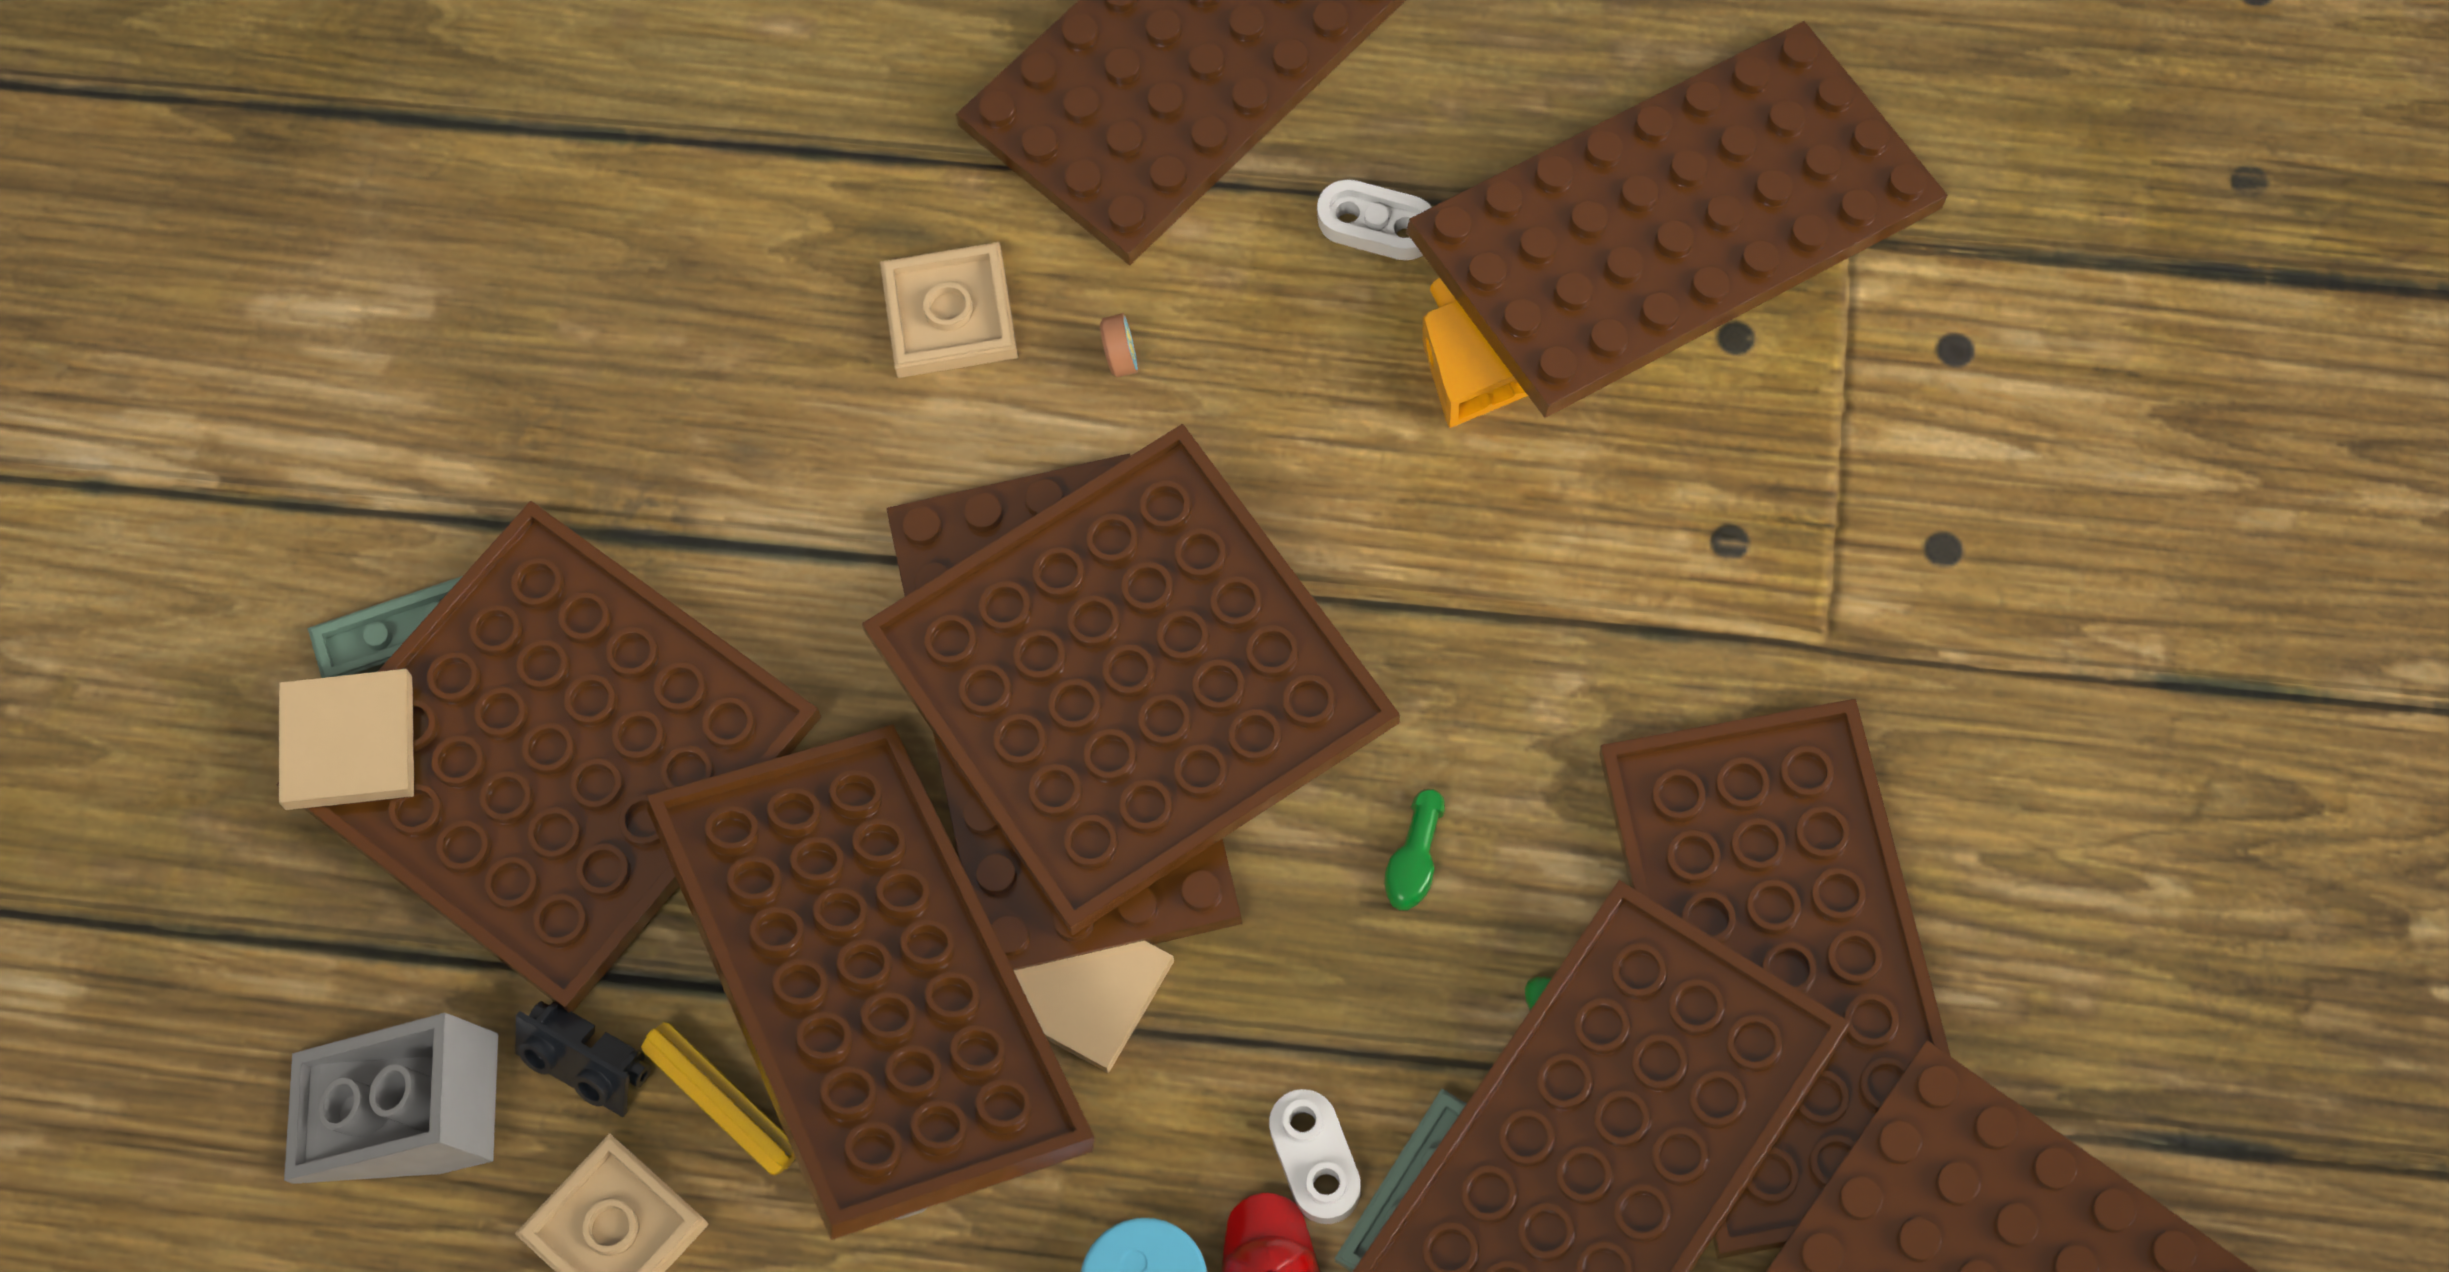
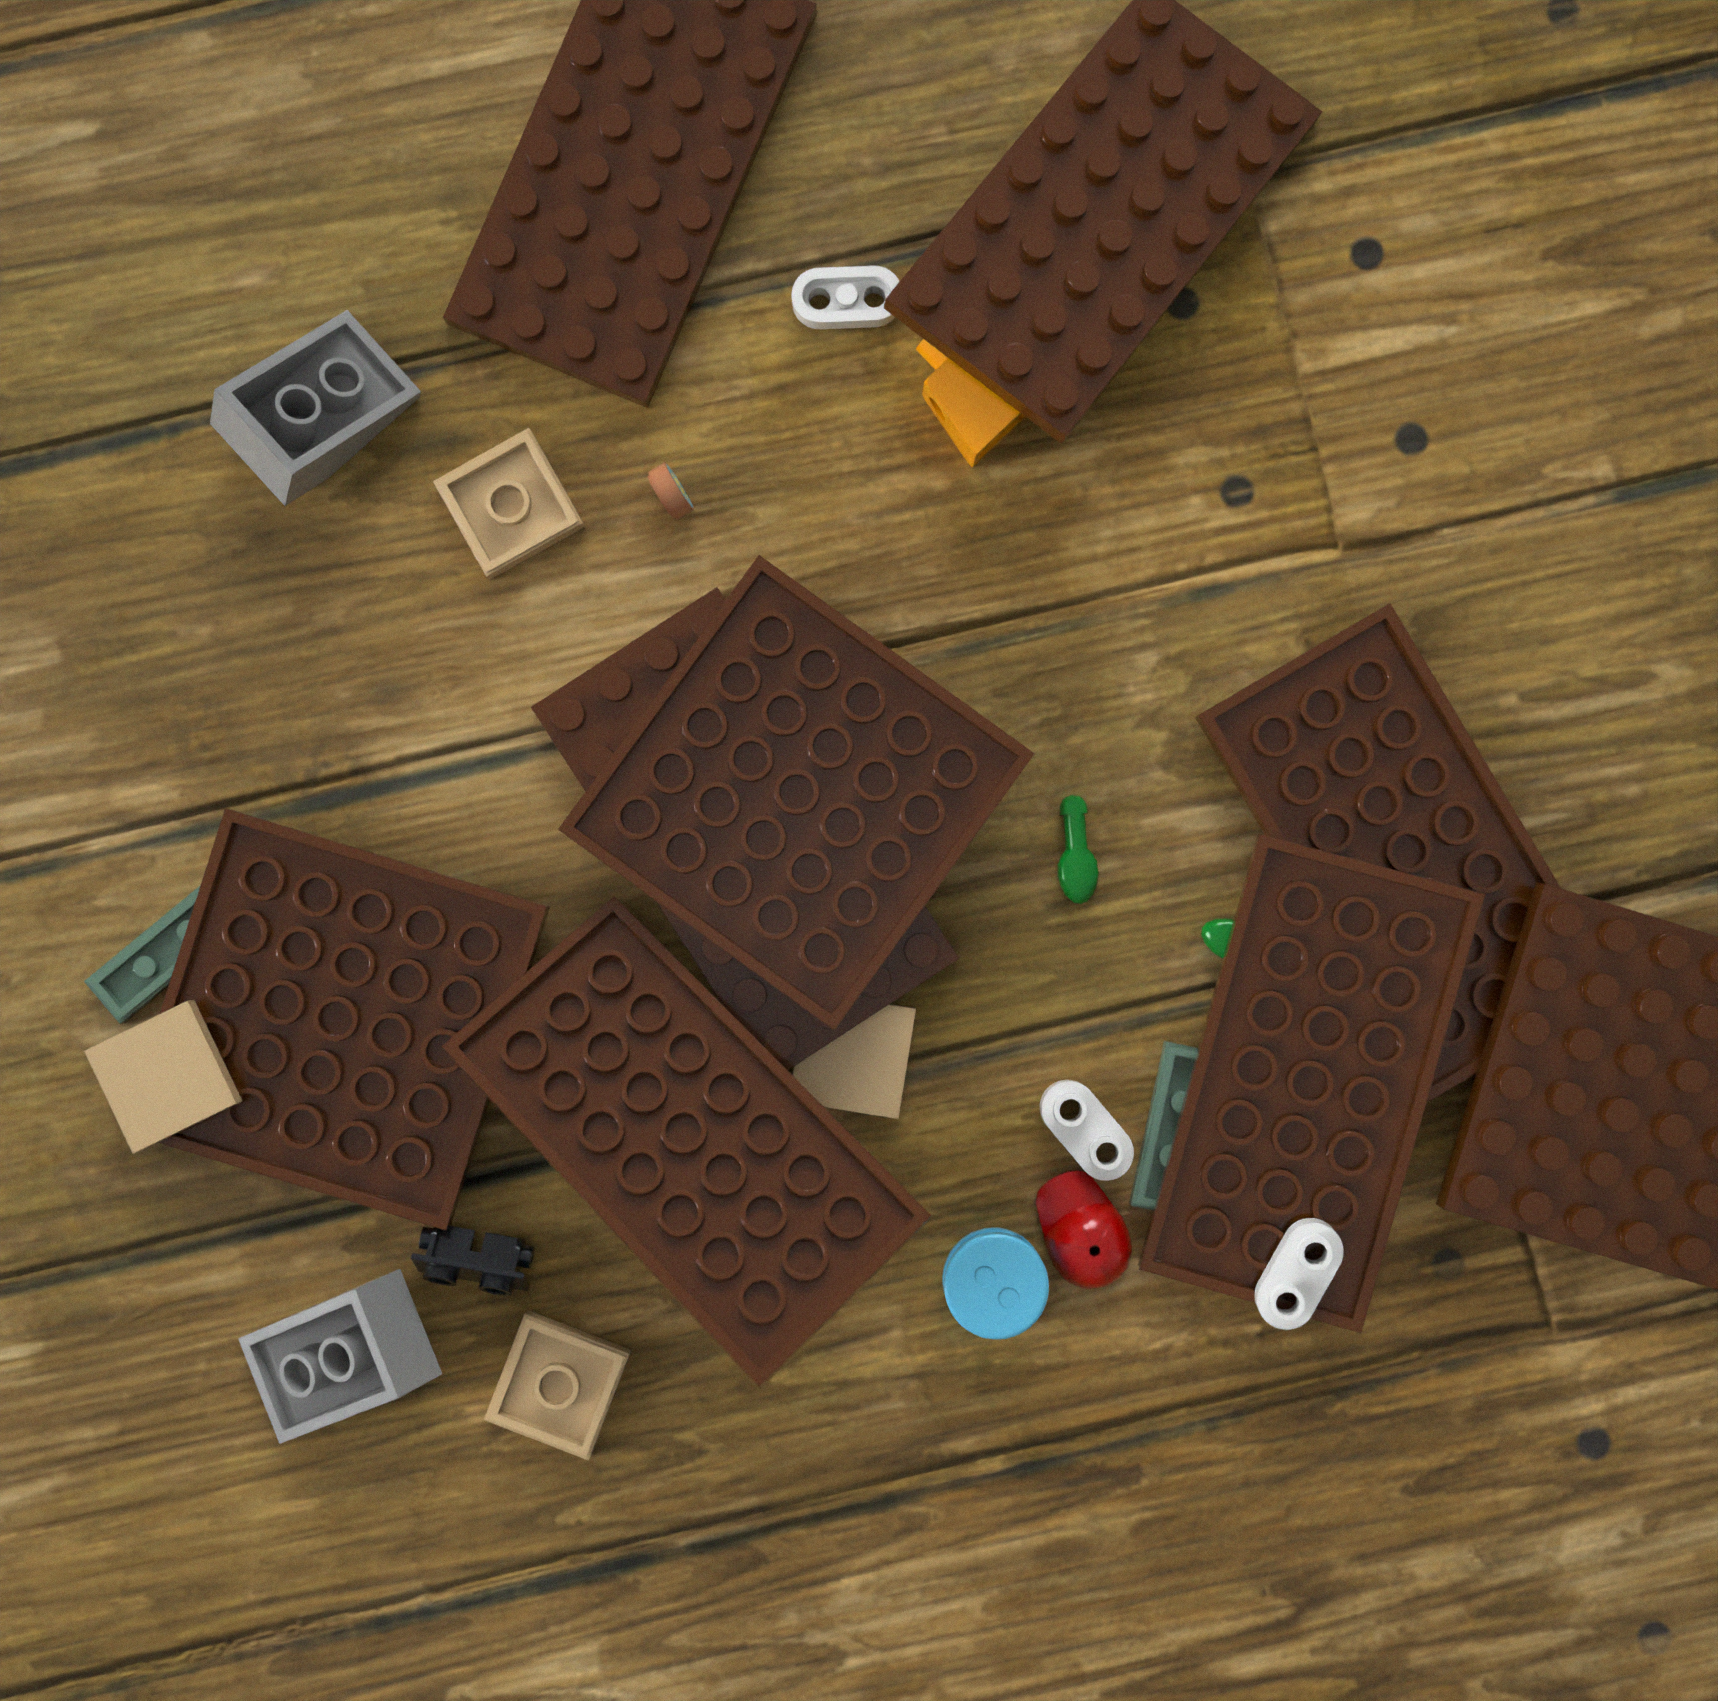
camera: 30 degrees left, 20 degrees up
(719, 1098) = (589, 1249): yellow axle -> none
(788, 154) = (311, 406): none -> light grey slope

